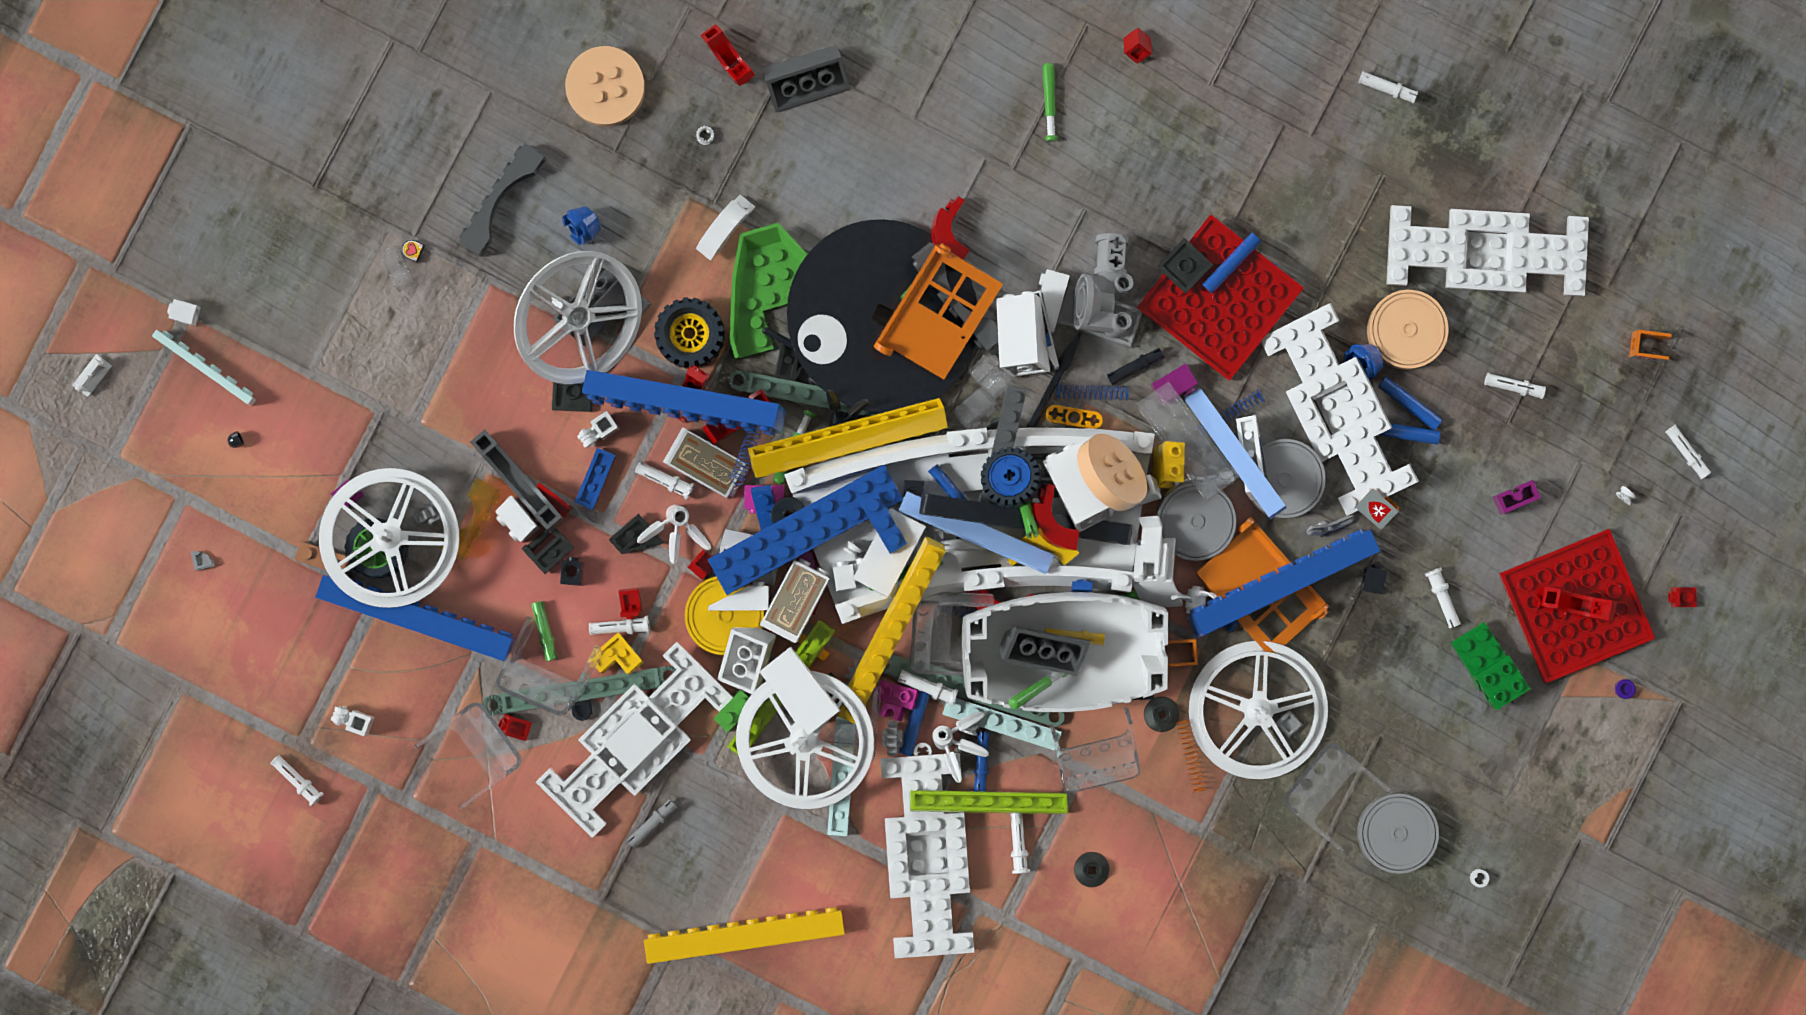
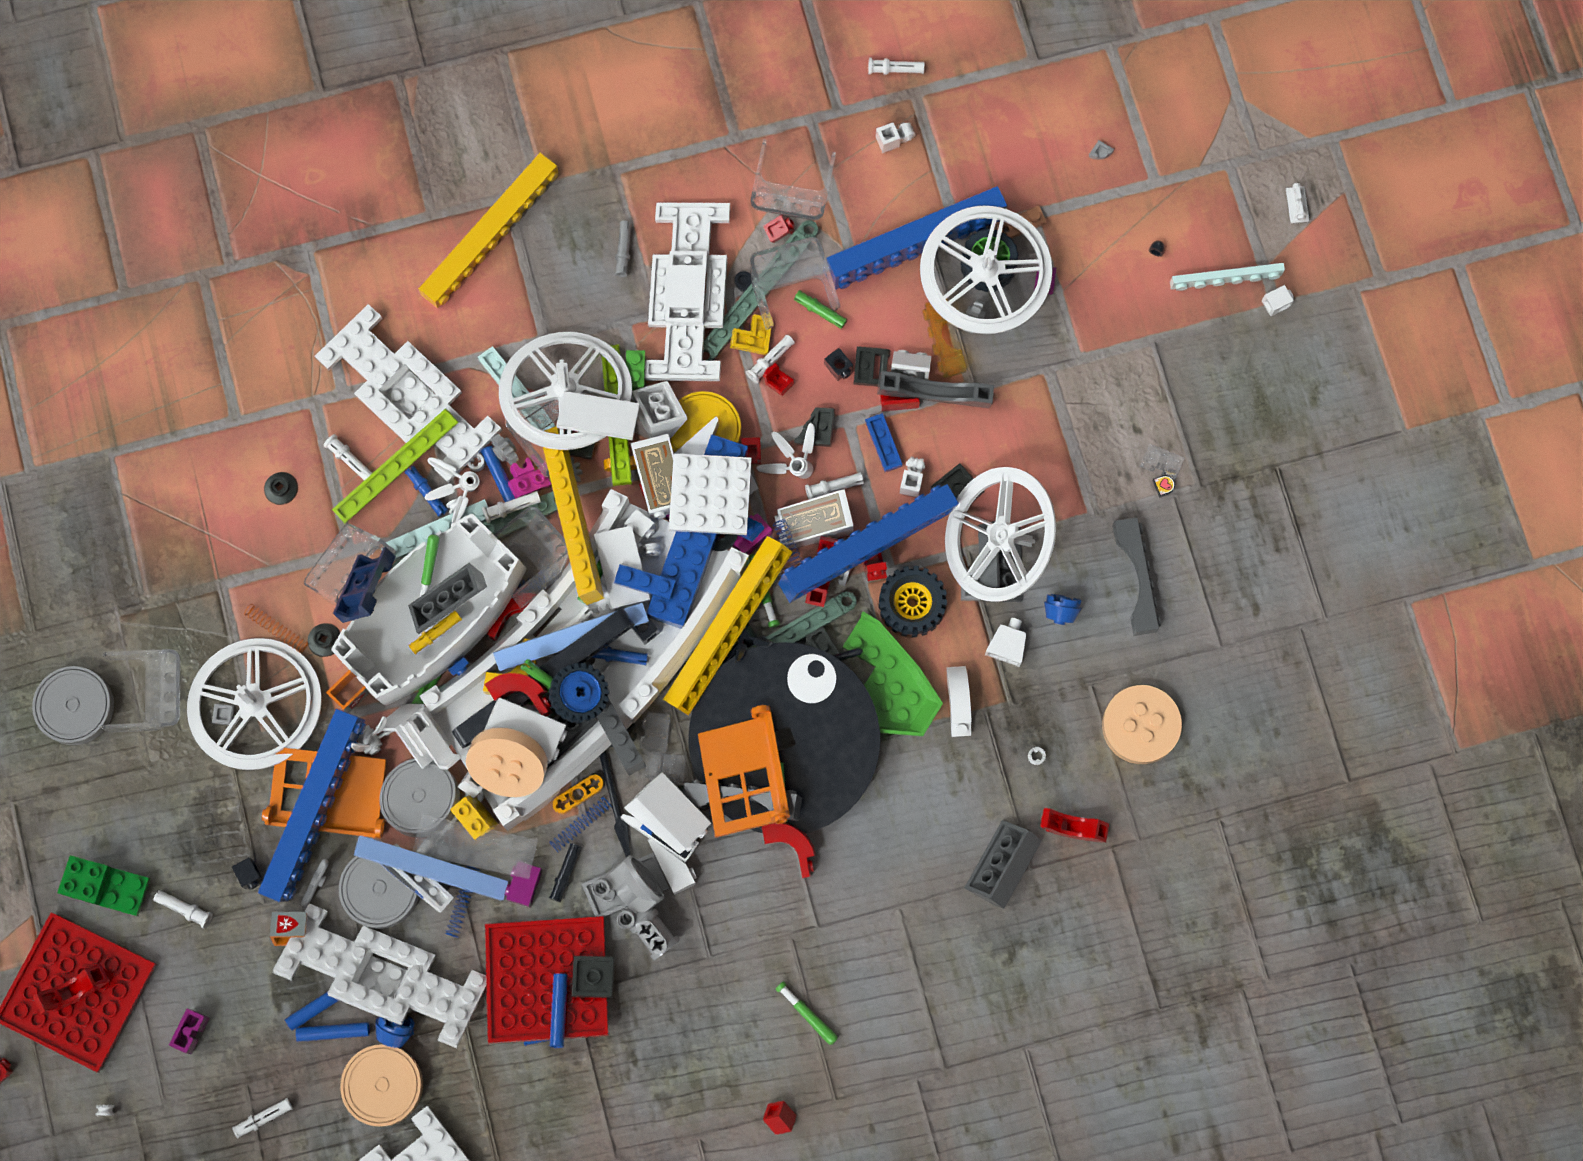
camera: 140 degrees right, 10 degrees down
(646, 237) = (1008, 643): none -> white torso
(771, 546) = (710, 494): none -> white plate
(1114, 708) = (357, 595): none -> dark blue piece

